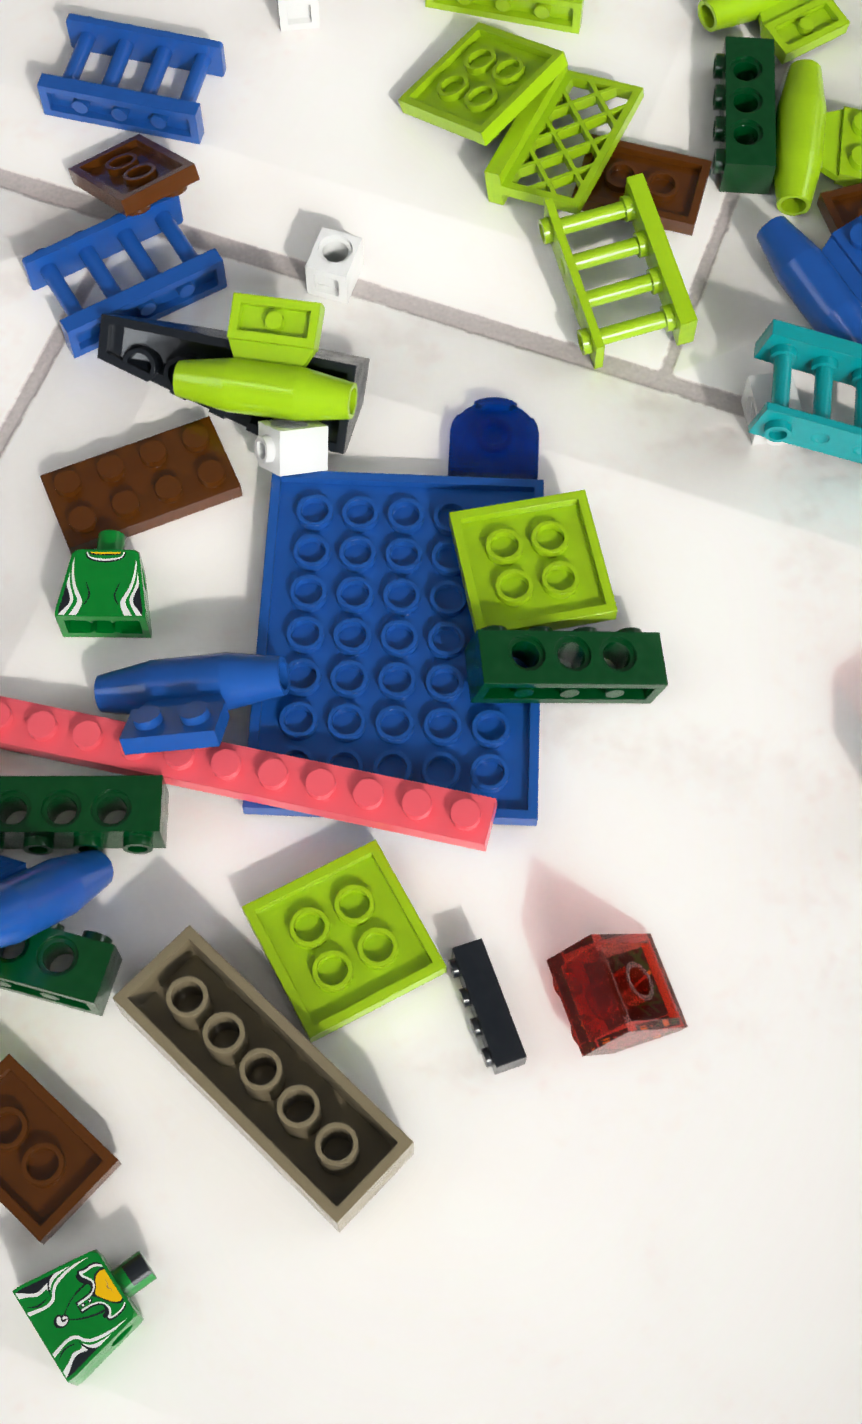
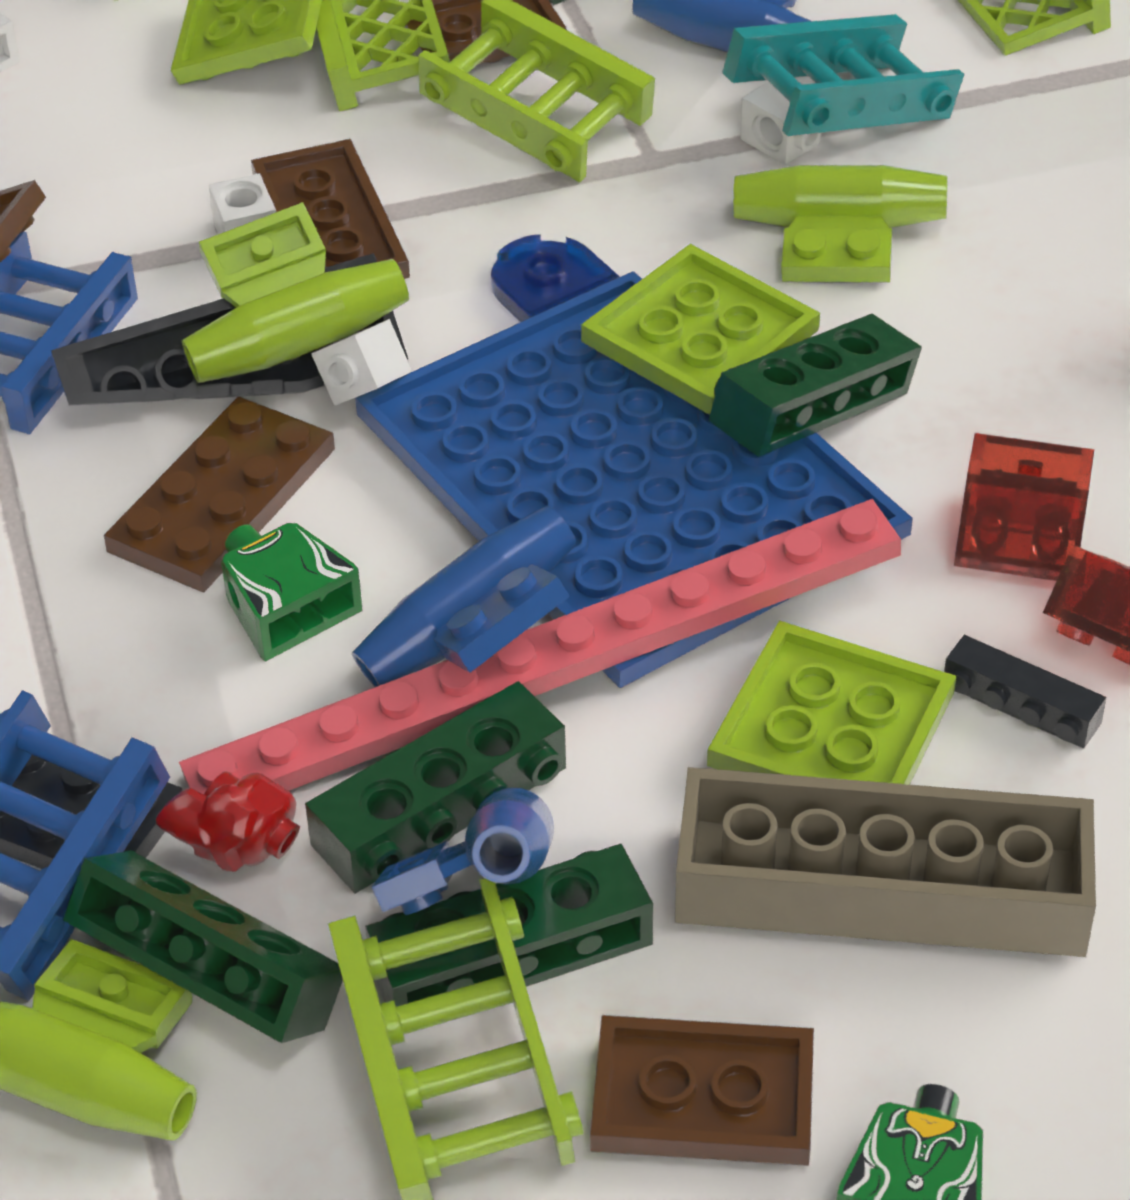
camera: 35 degrees left, 20 degrees down
(392, 297) = (337, 198): none -> reddish brown plate
(615, 866) = (1022, 506): none -> clear red slope
(732, 522) = (839, 215): none -> lime plate

